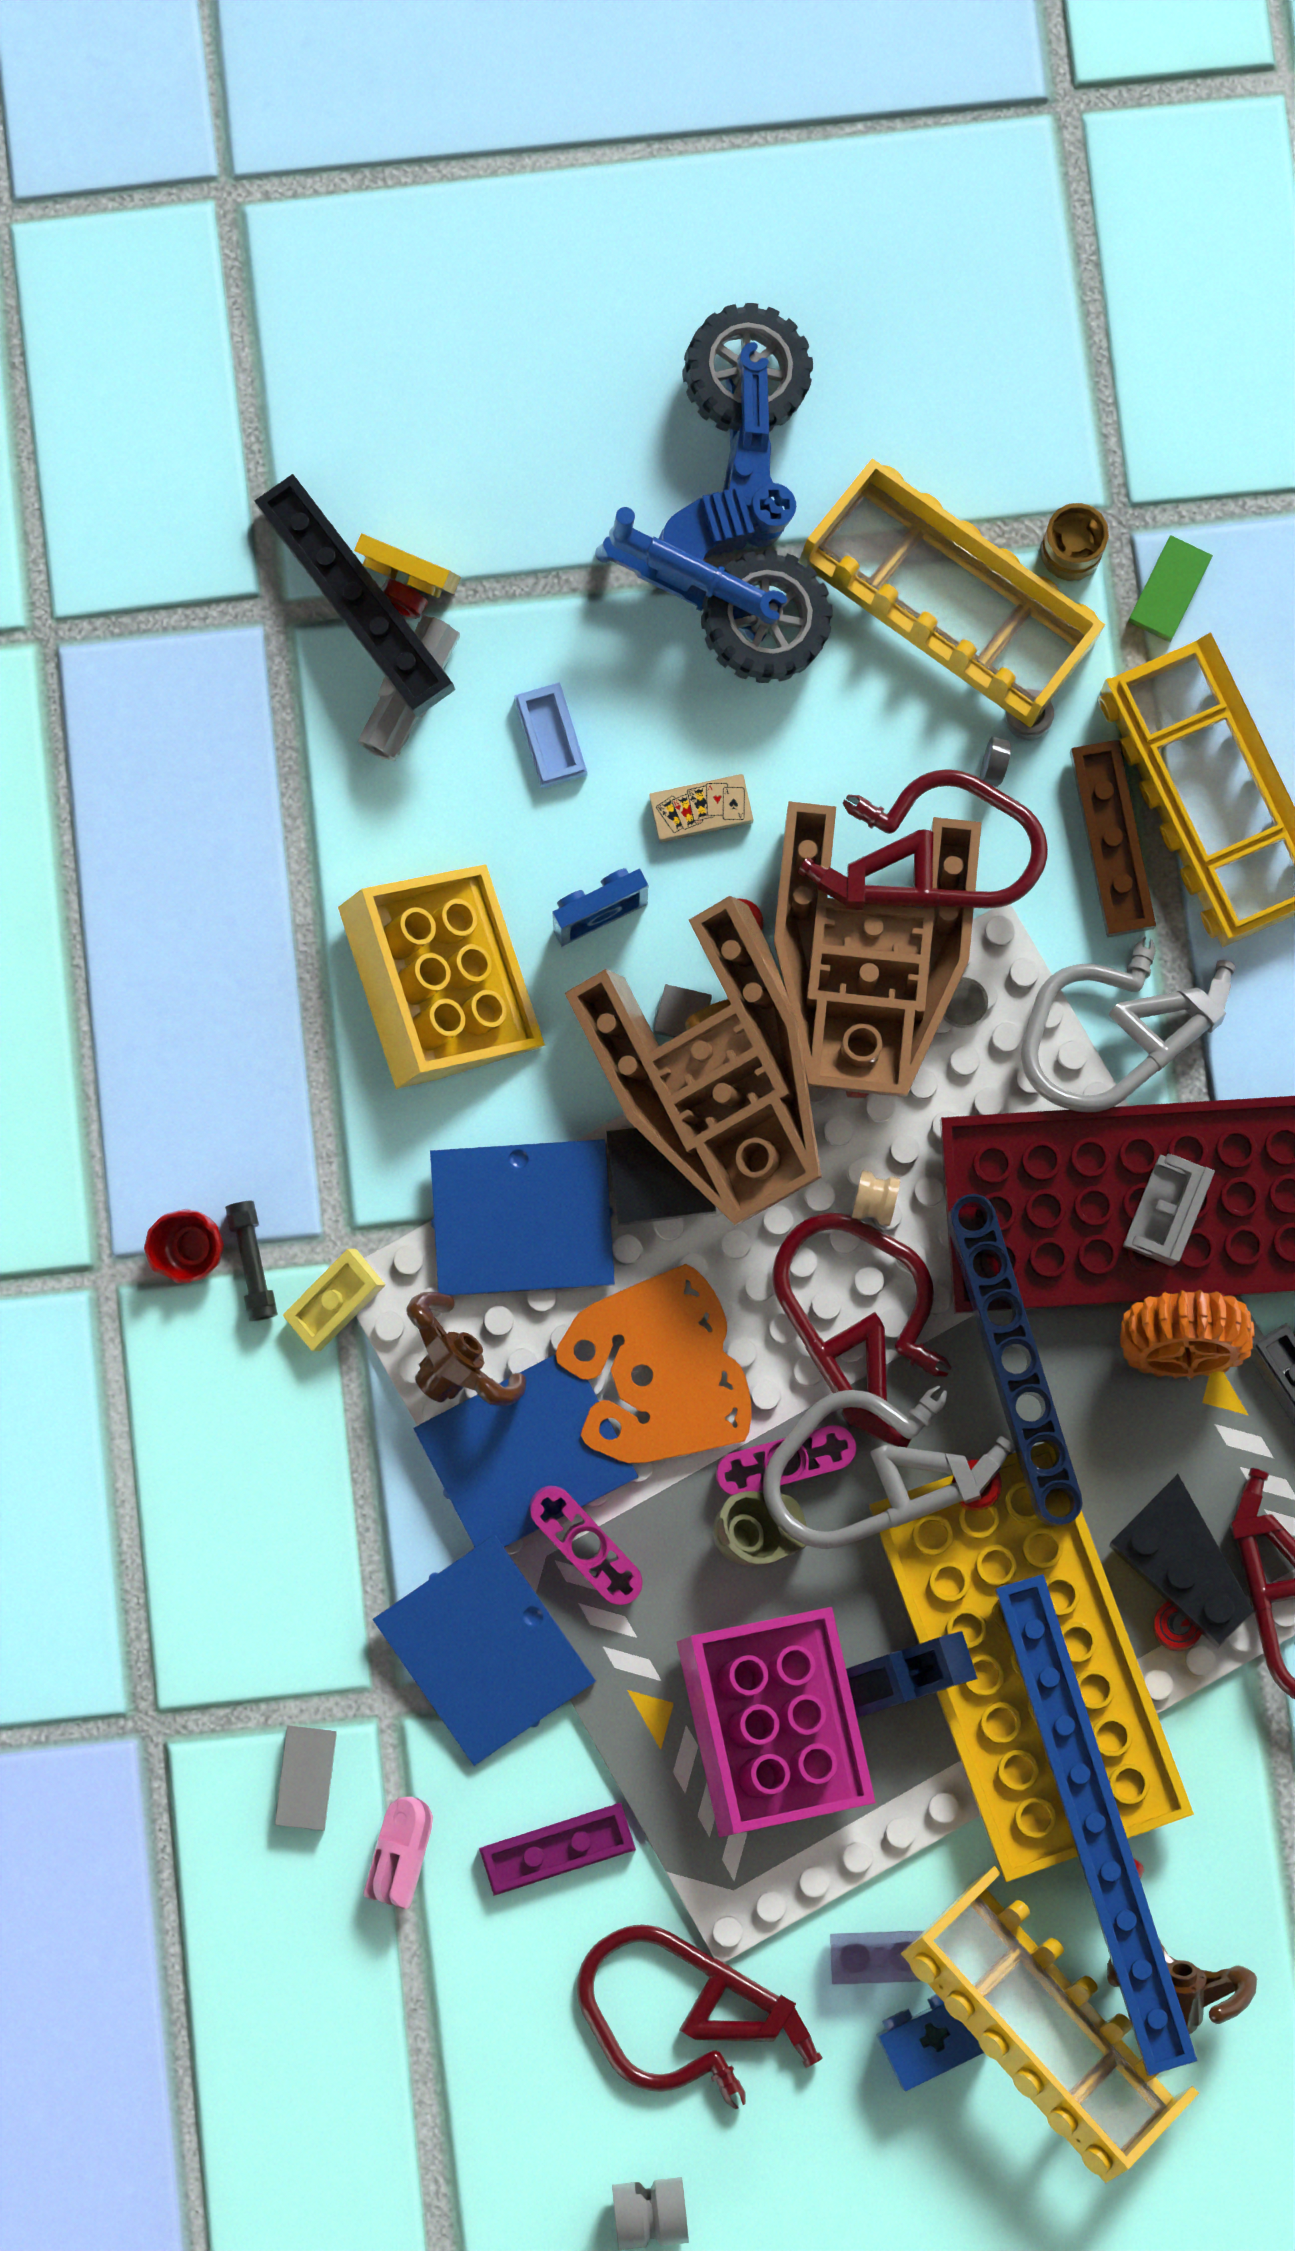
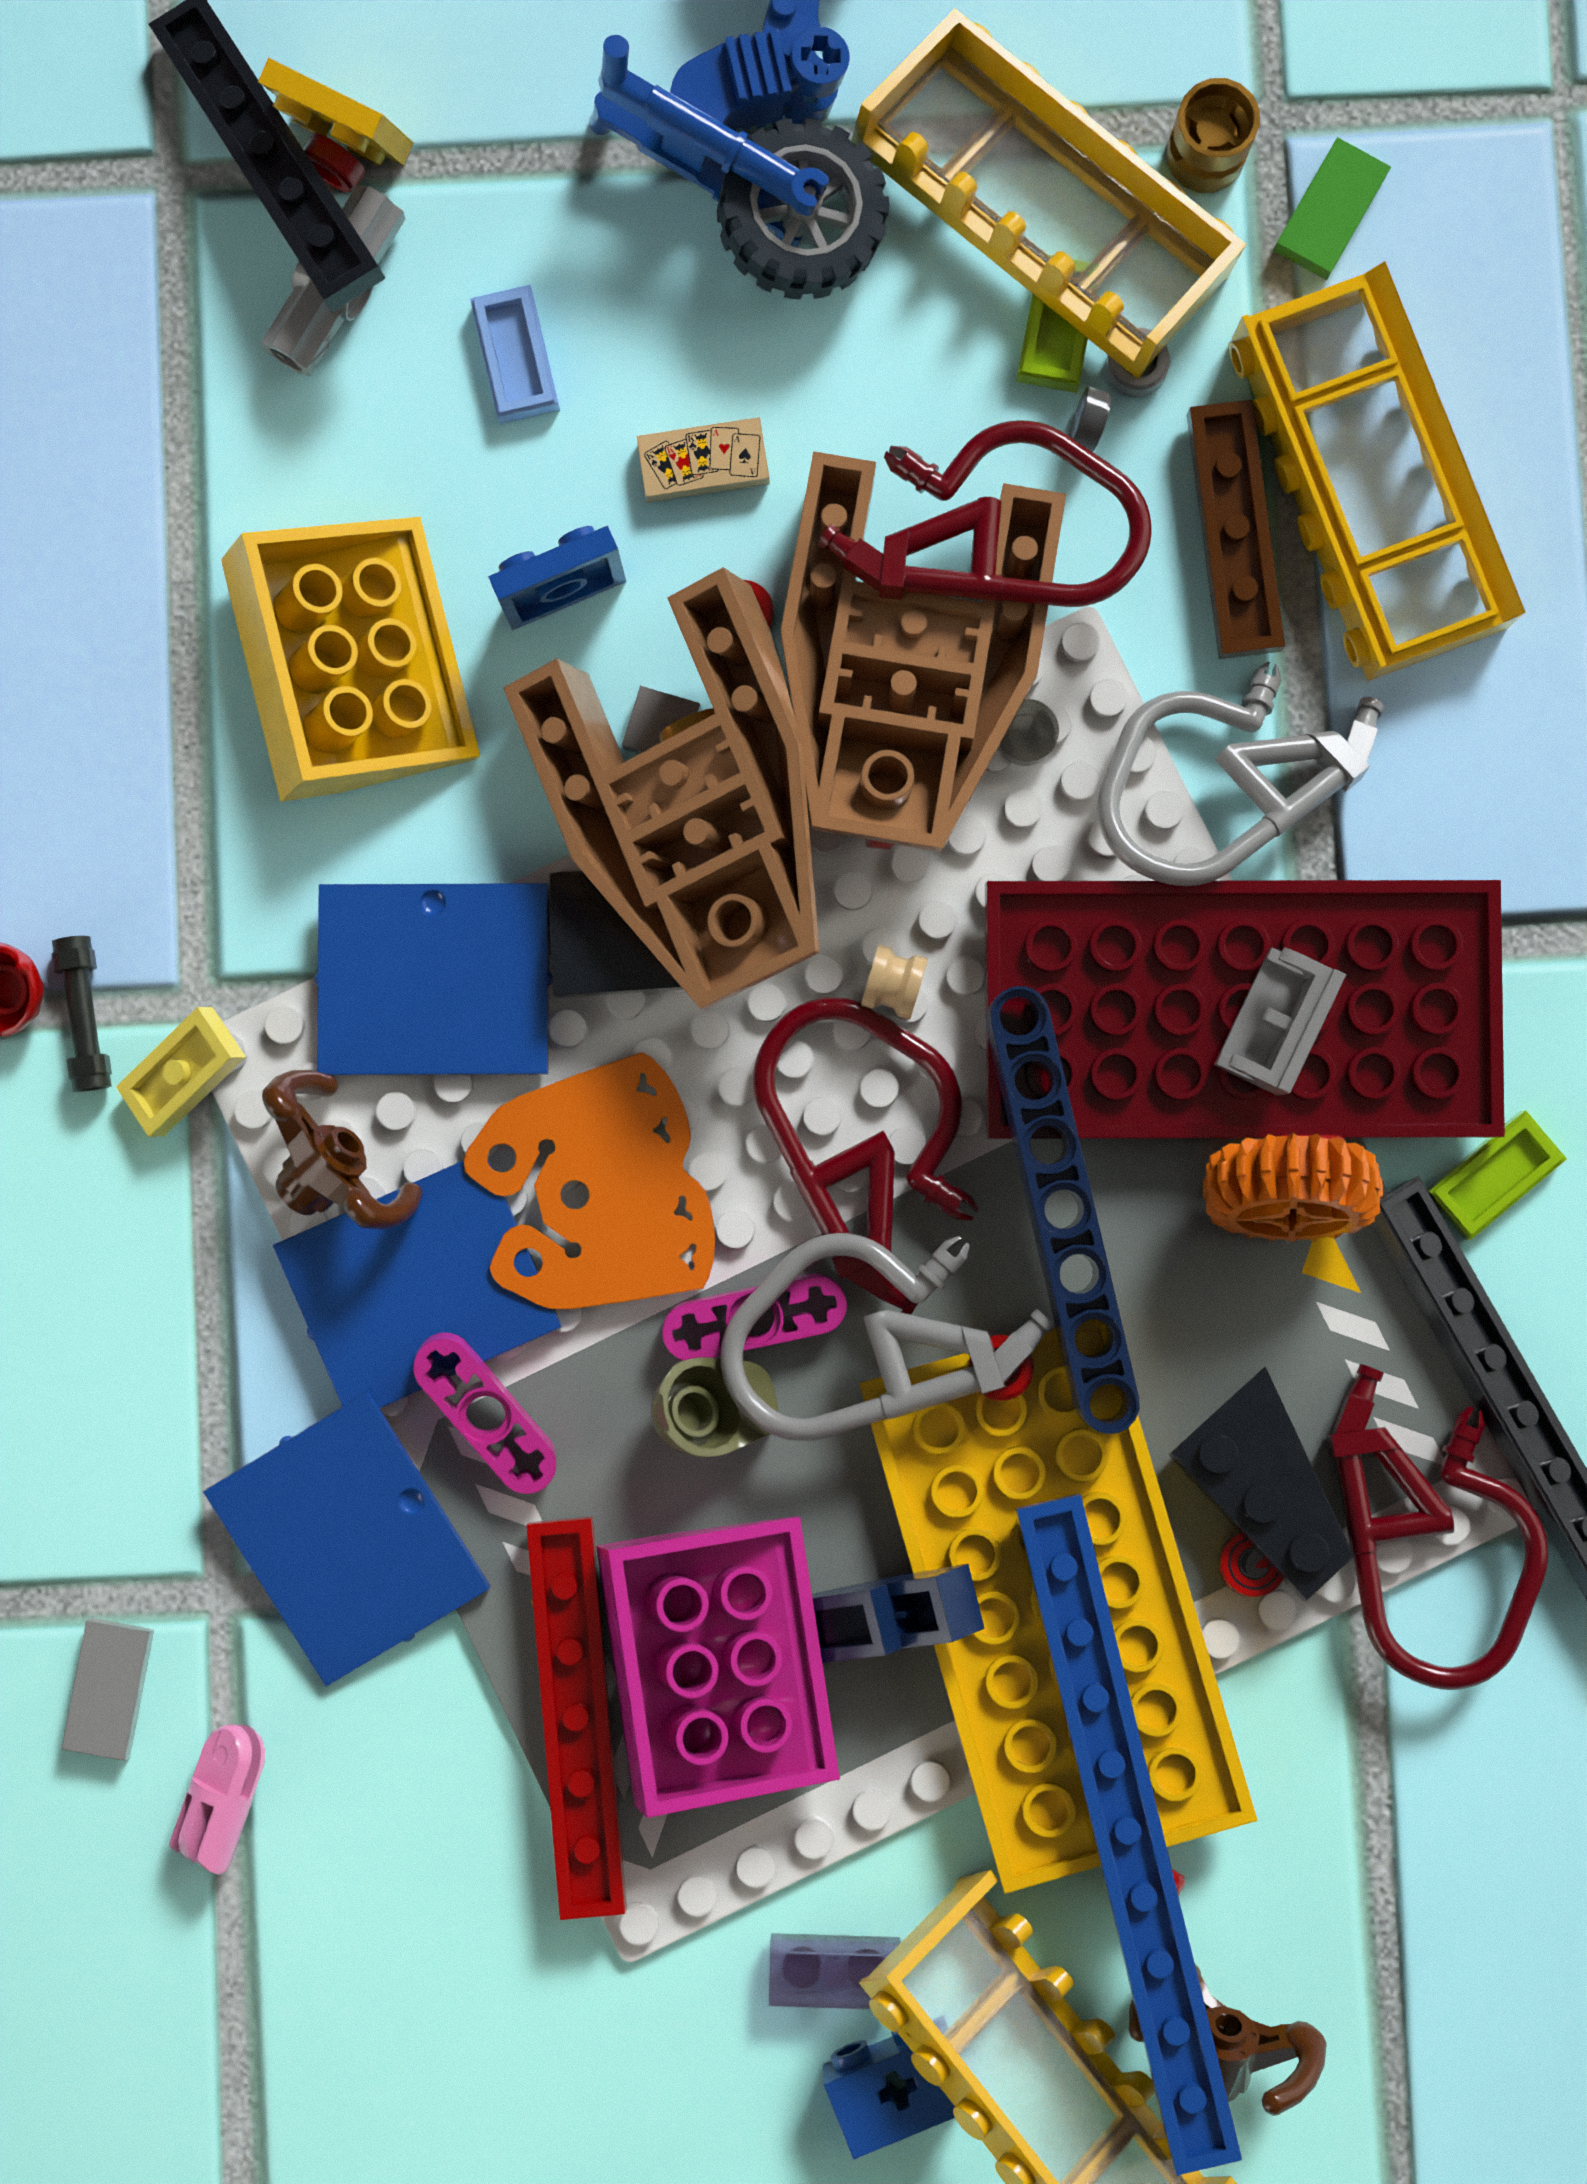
camera: 10 degrees right, 5 degrees up
(557, 1849) = (426, 1801): magenta tile -> none
(670, 1773) = (576, 1718): none -> red plate
(696, 2024) = (590, 2044): dark red piece -> none
(962, 709) = (1051, 350): none -> lime tile

